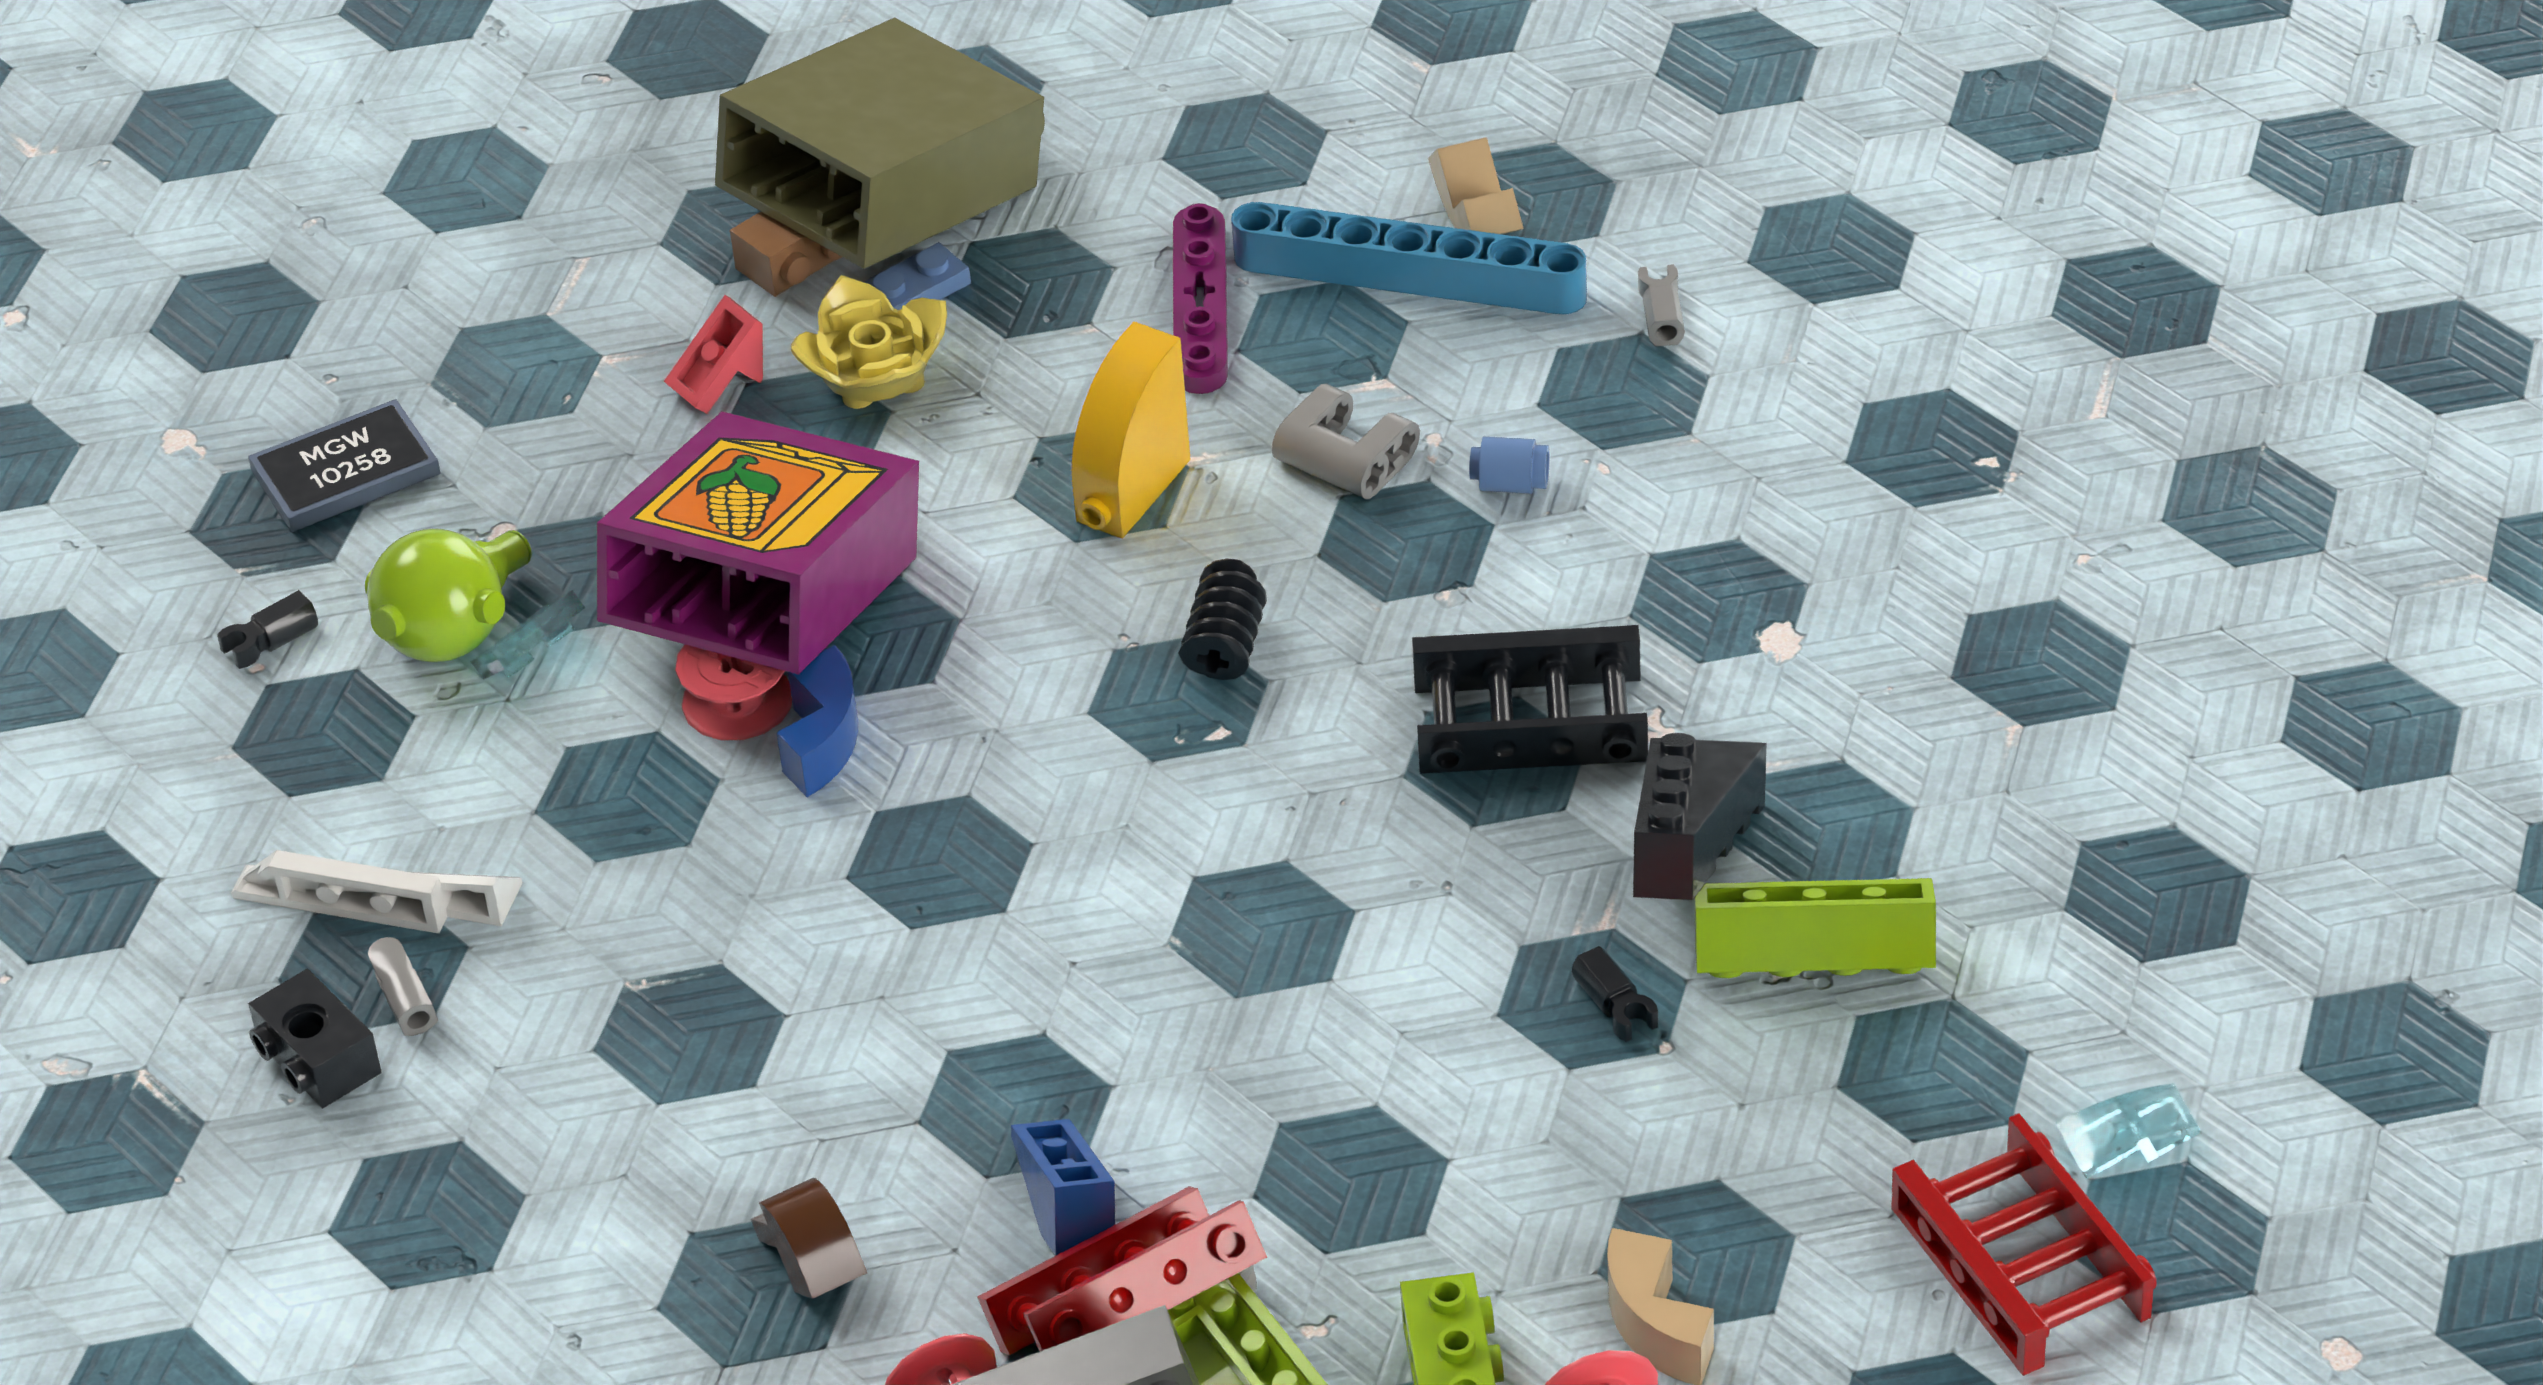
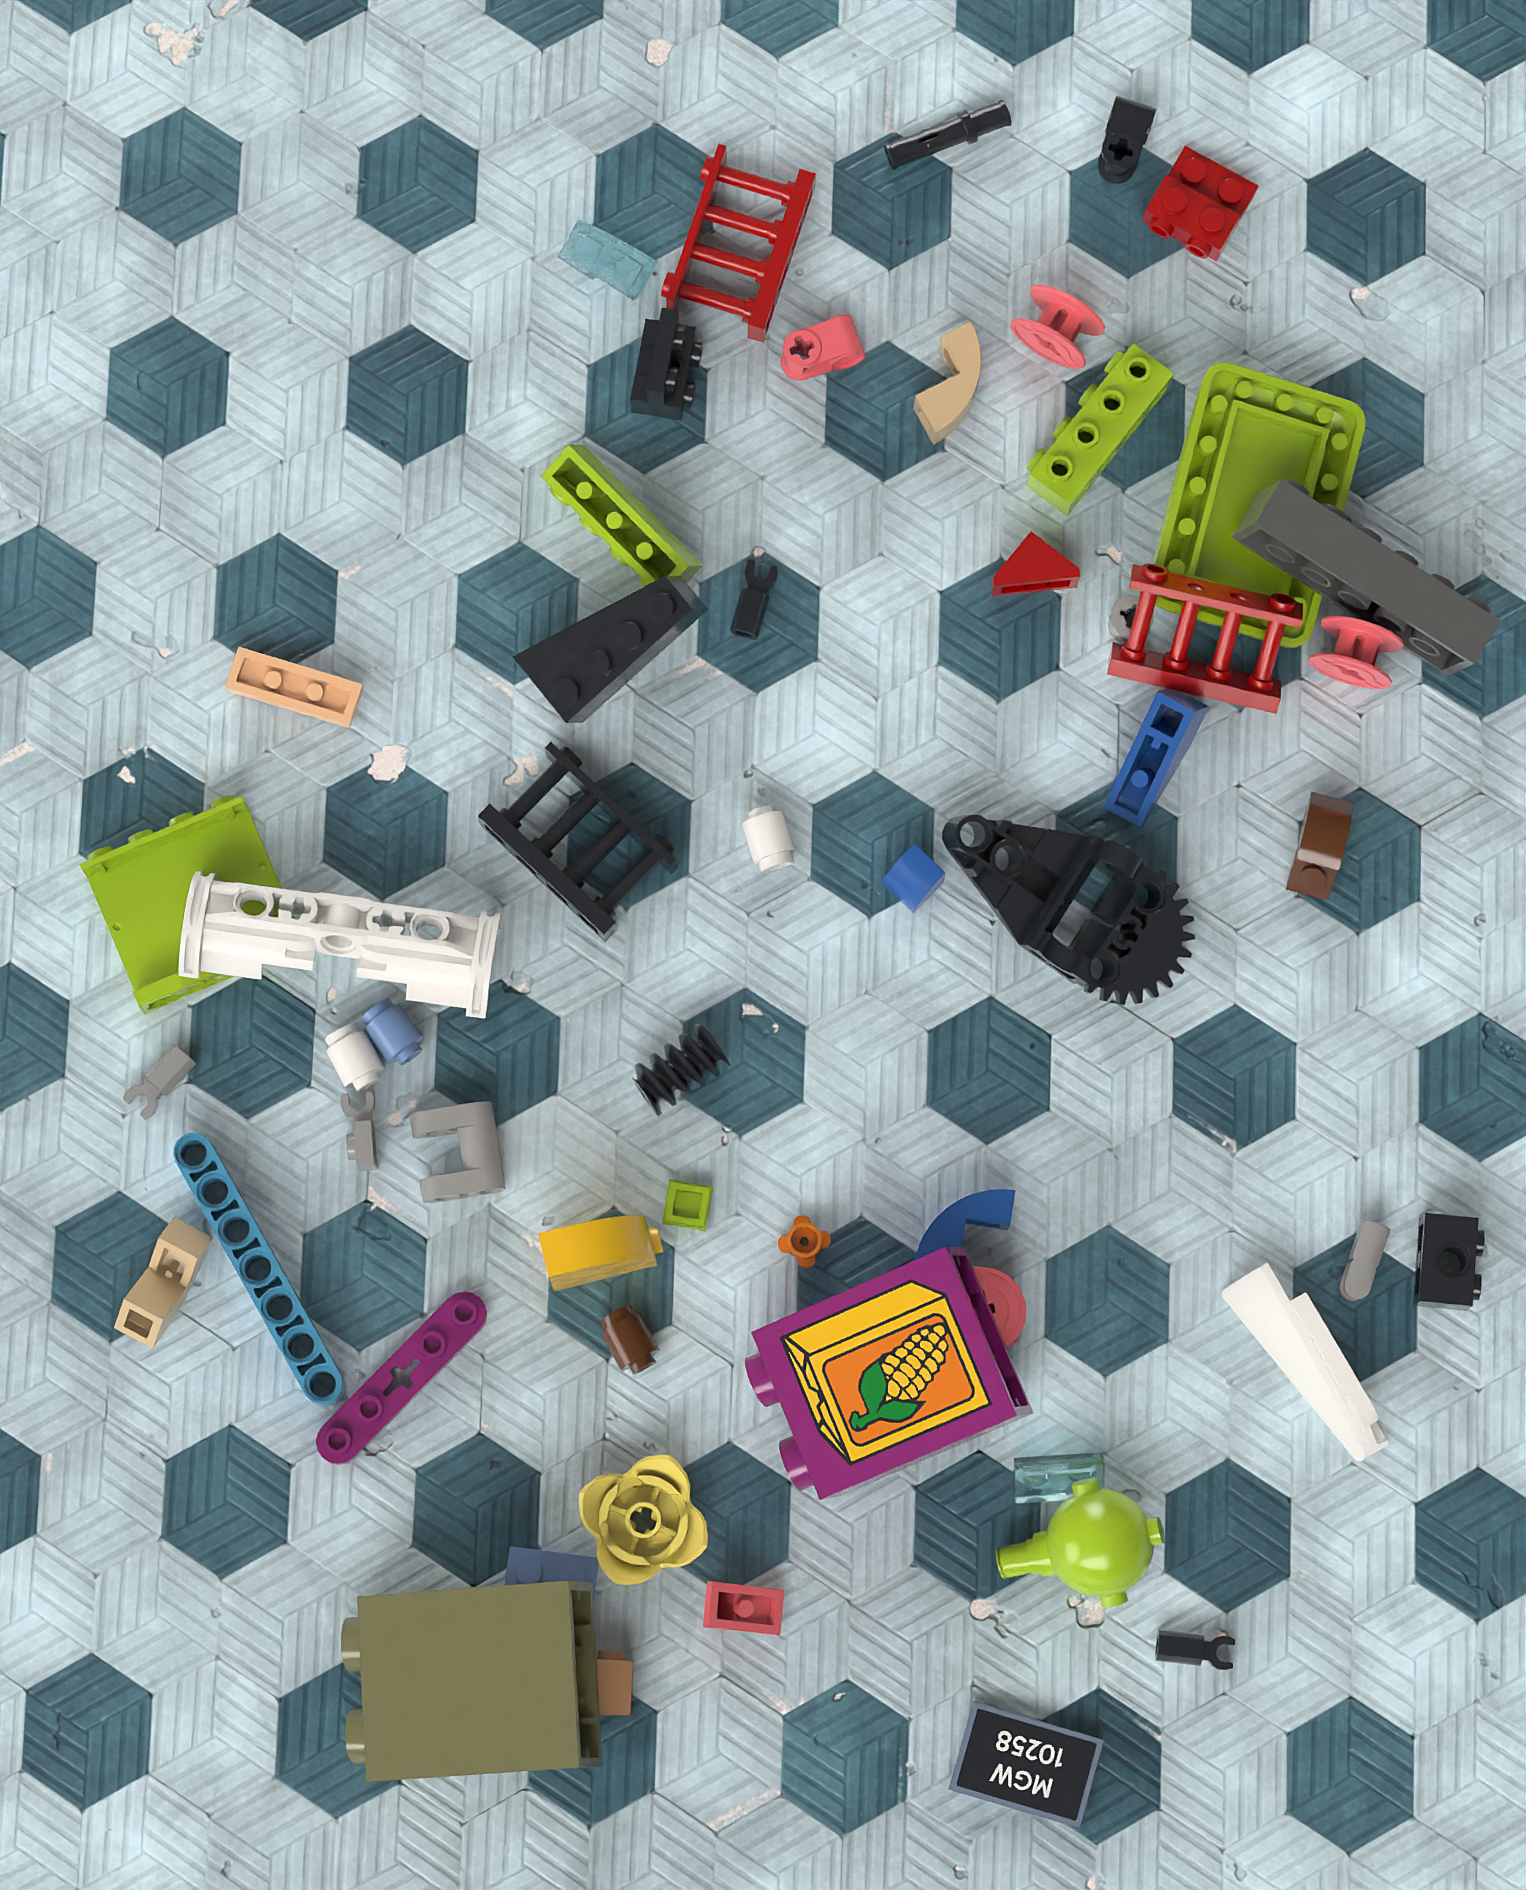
camera: 140 degrees left, 35 degrees up
(960, 616) = (804, 1229): none -> orange plate
(1033, 443) = (629, 1340): none -> reddish brown brick
(1060, 990) = (1043, 880): none -> black connector
(1099, 567) = (687, 1205): none -> lime tile
(1183, 918) = (914, 878): none -> blue brick
(1358, 834) = (768, 839): none -> white brick
(1368, 1230) = (1034, 569): none -> red slope
(1436, 390) = (361, 1143): none -> light grey plate
(1520, 419) = (354, 1057): none -> white brick
(1557, 543) = (438, 971): none -> white piece
(1795, 422) = (147, 886): none -> lime panel
(1821, 1224) = (828, 346): none -> coral piece
(1932, 606) = (294, 687): none -> light nougat plate
(1945, 1073) = (657, 385): none -> black brick

